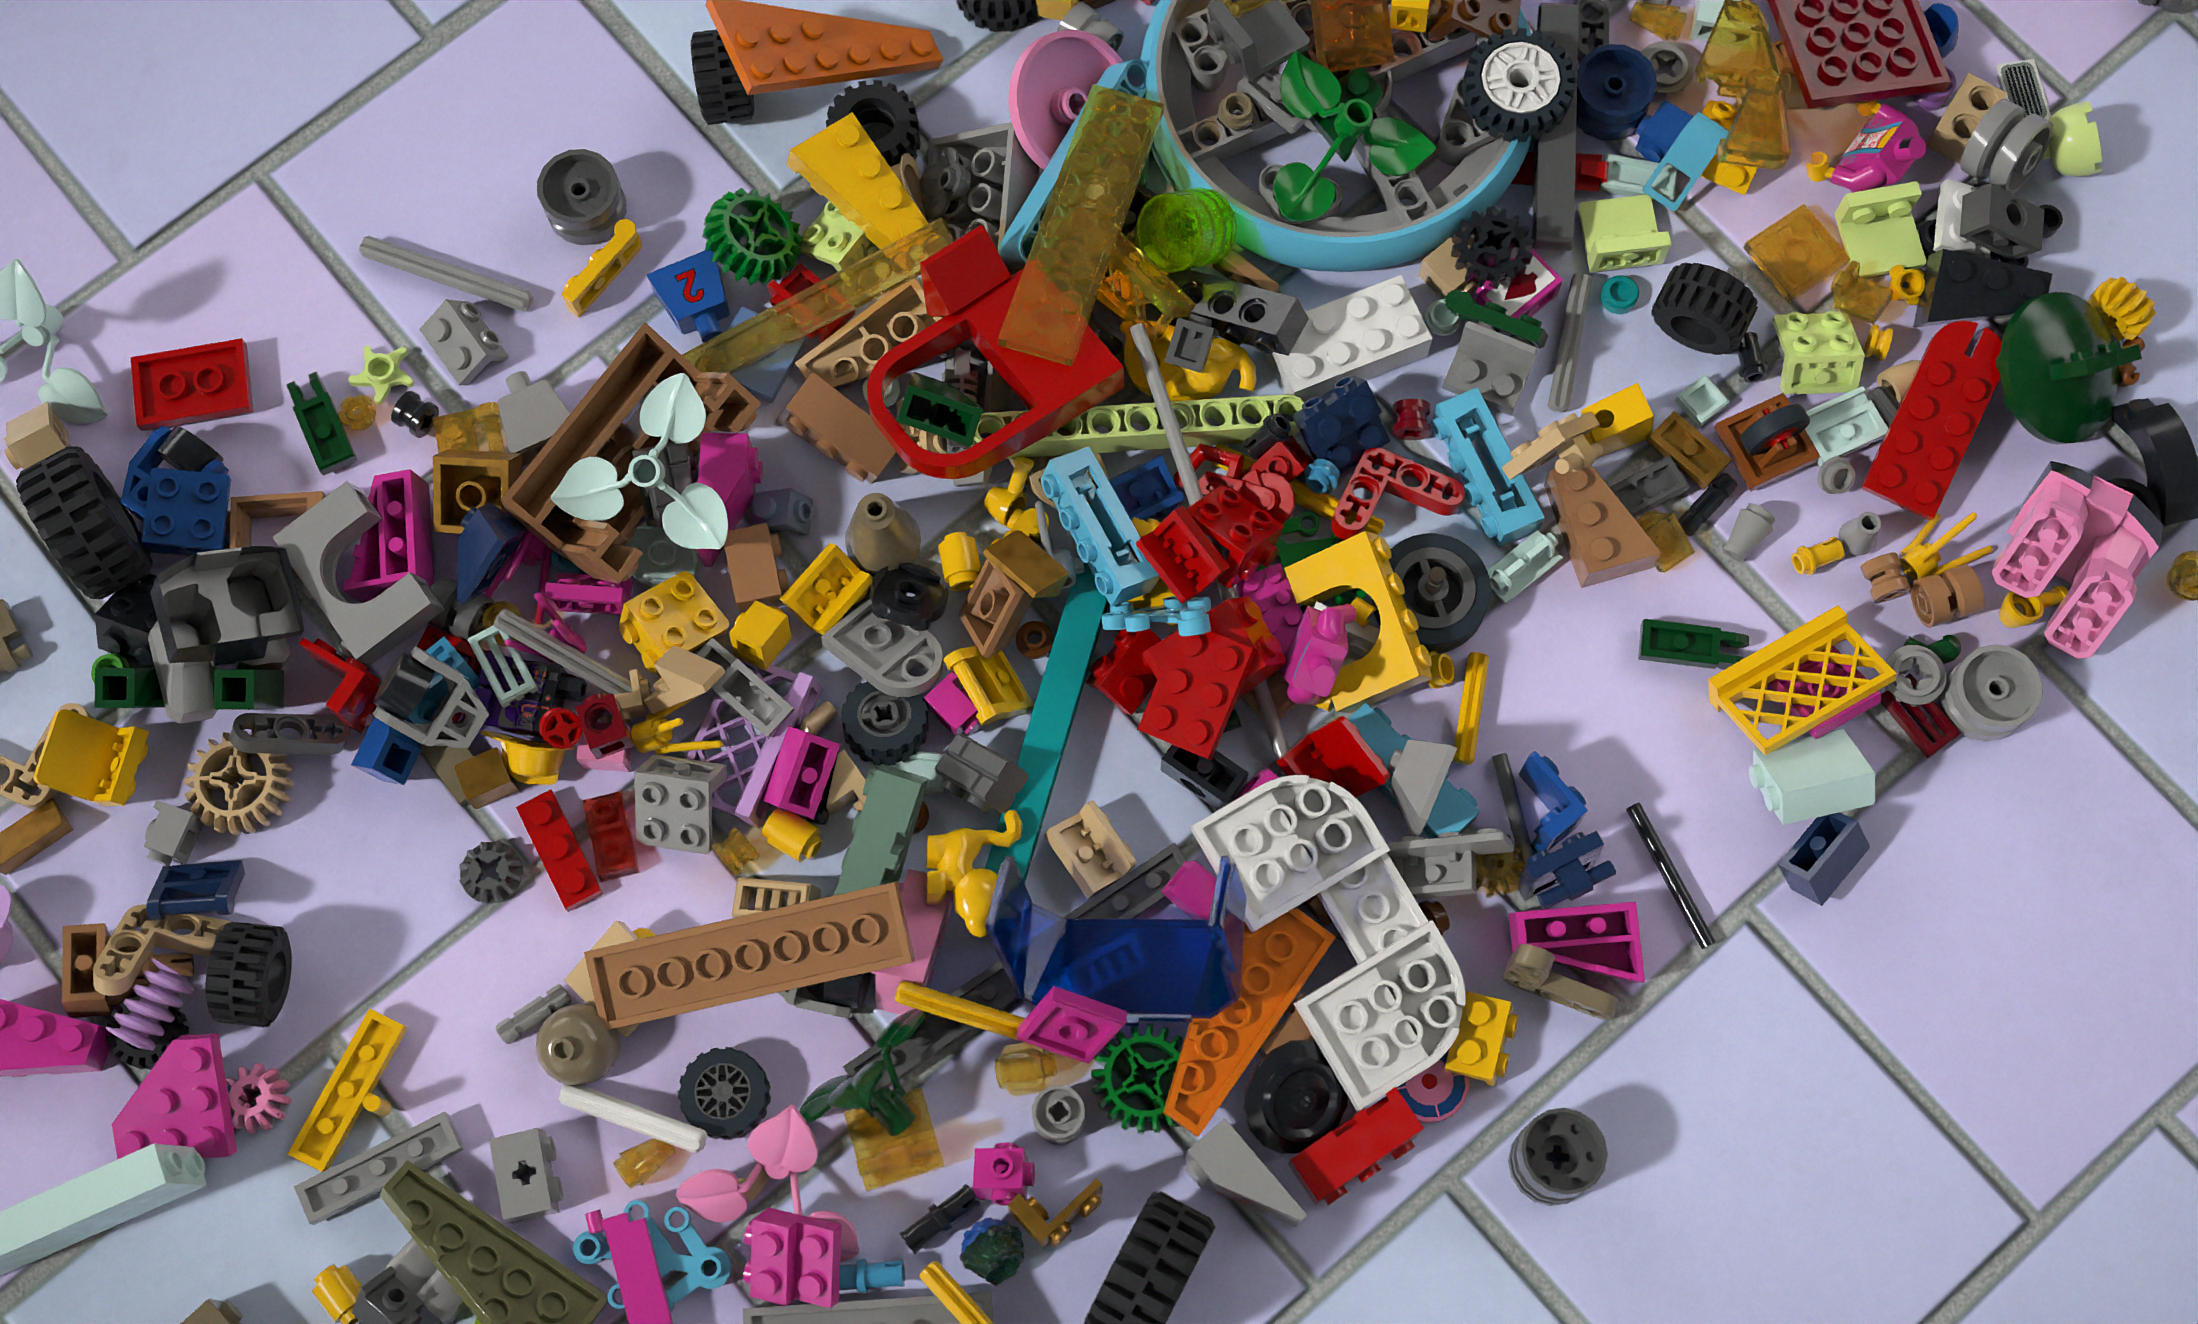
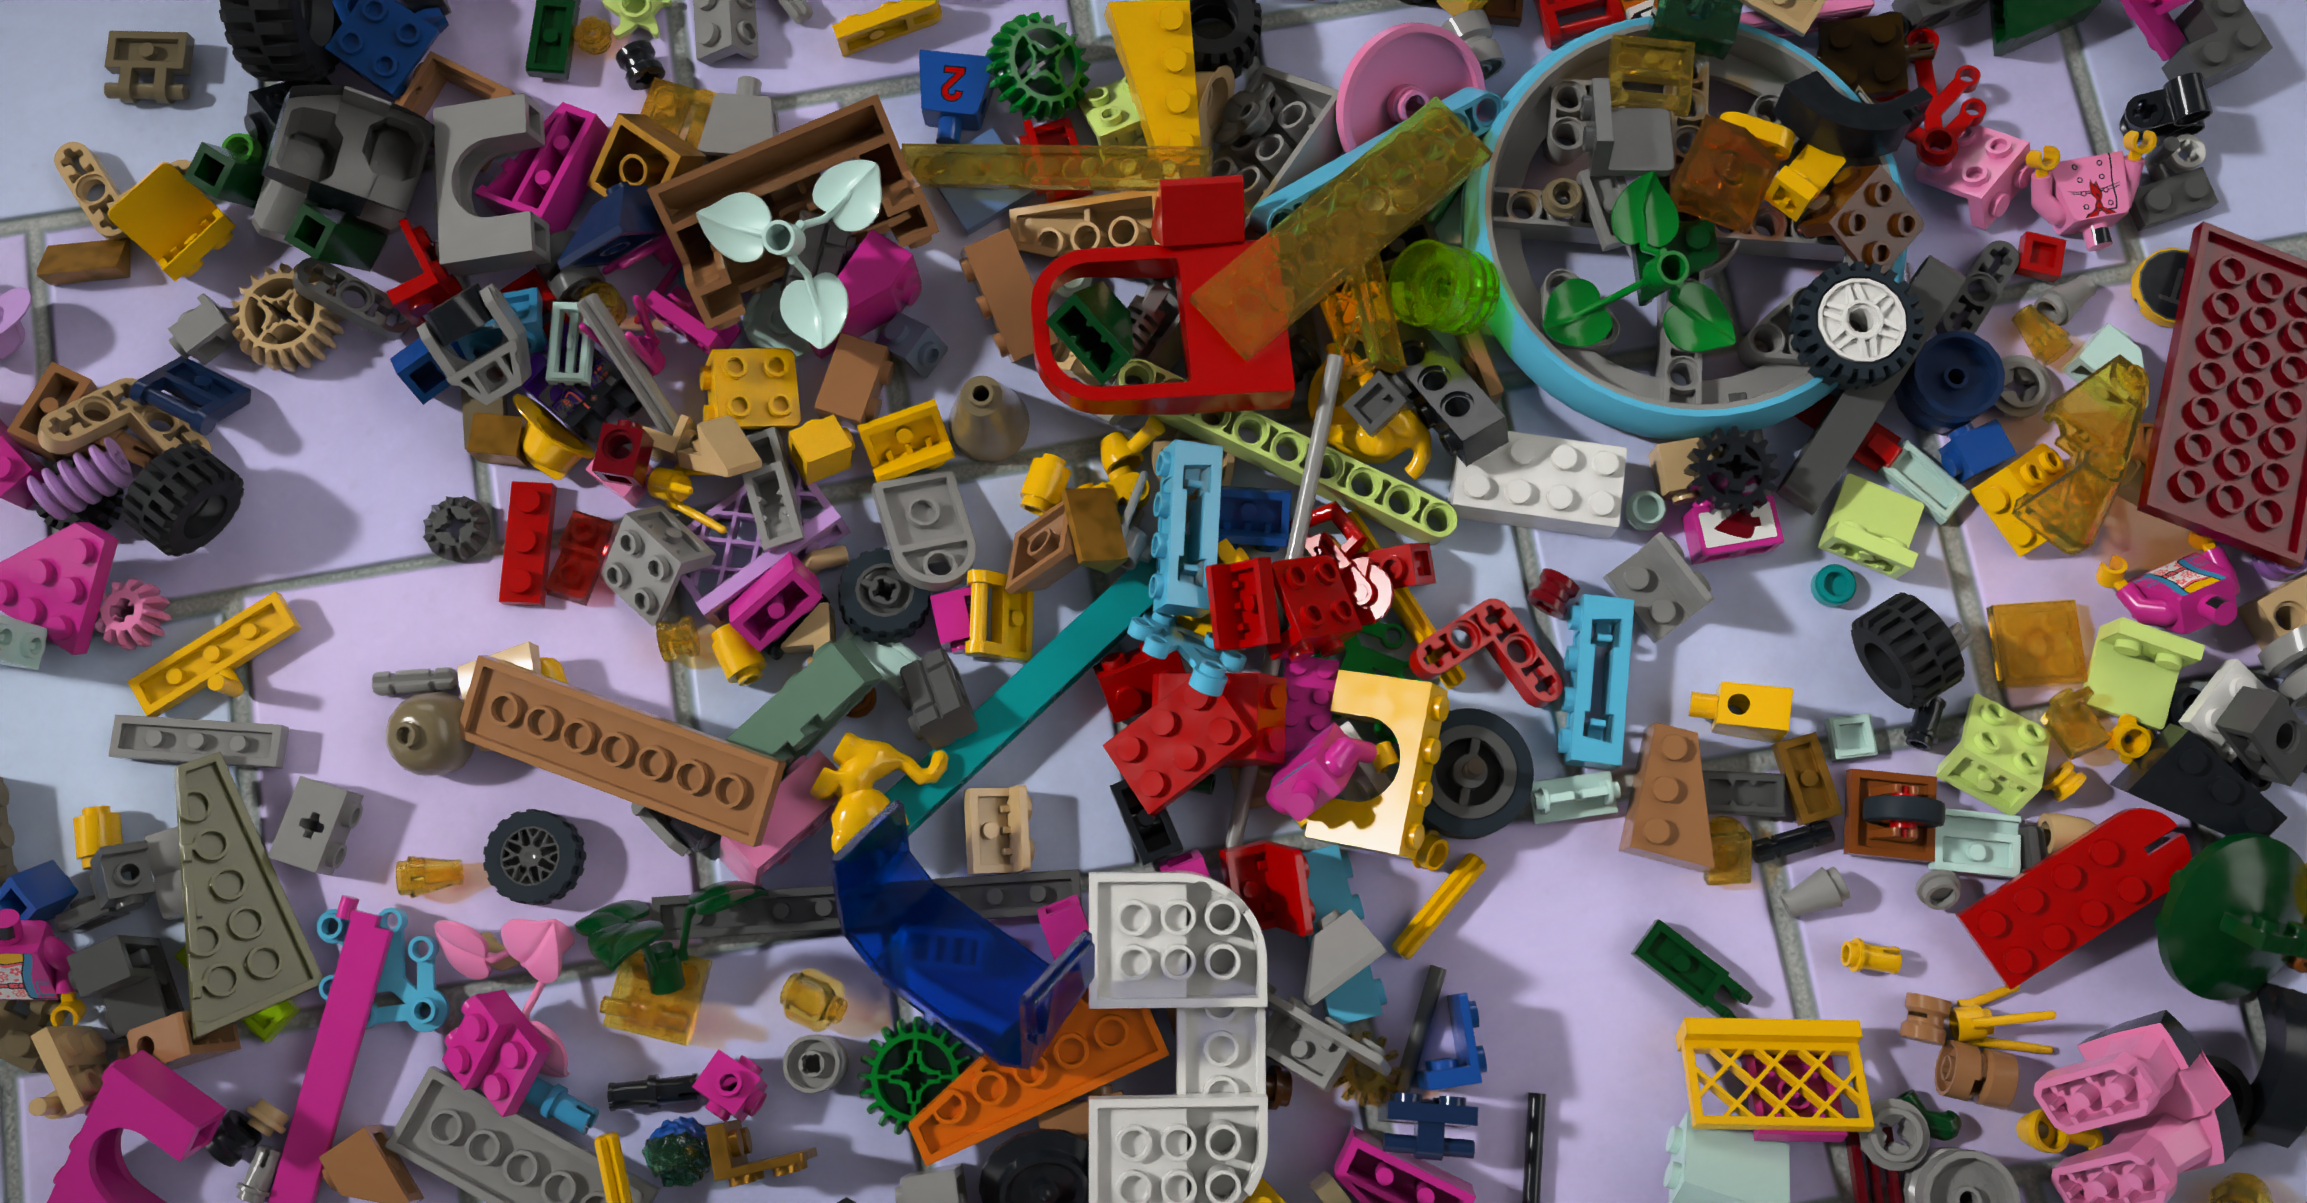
camera: 30 degrees right, 5 degrees up
(569, 732) = (582, 441): red wheel -> none
(633, 1117) = (440, 833): white axle -> none
(745, 885) = (710, 719): tan slope -> none
(891, 599) = (967, 507): black plate -> none
(958, 1009) = (804, 936): yellow axle -> none
(1034, 651) = (1064, 611): reddish brown plate -> none
(1071, 1025) = (871, 990): dark pink tile -> none
(1274, 430) = (1409, 530): black pin -> none
(1321, 476) = (1431, 600): dark azure plate -> none
(1342, 423) = (1479, 562): dark blue plate -> none
(1466, 308) = (1692, 541): dark green hinge -> none
(1560, 439) = (1685, 703): tan plate -> none
(1570, 342) = (1755, 605): light grey axle -> none
(1689, 154) = (1987, 488): medium azure piece -> none
(1860, 533) = (1926, 961): light grey cone -> none

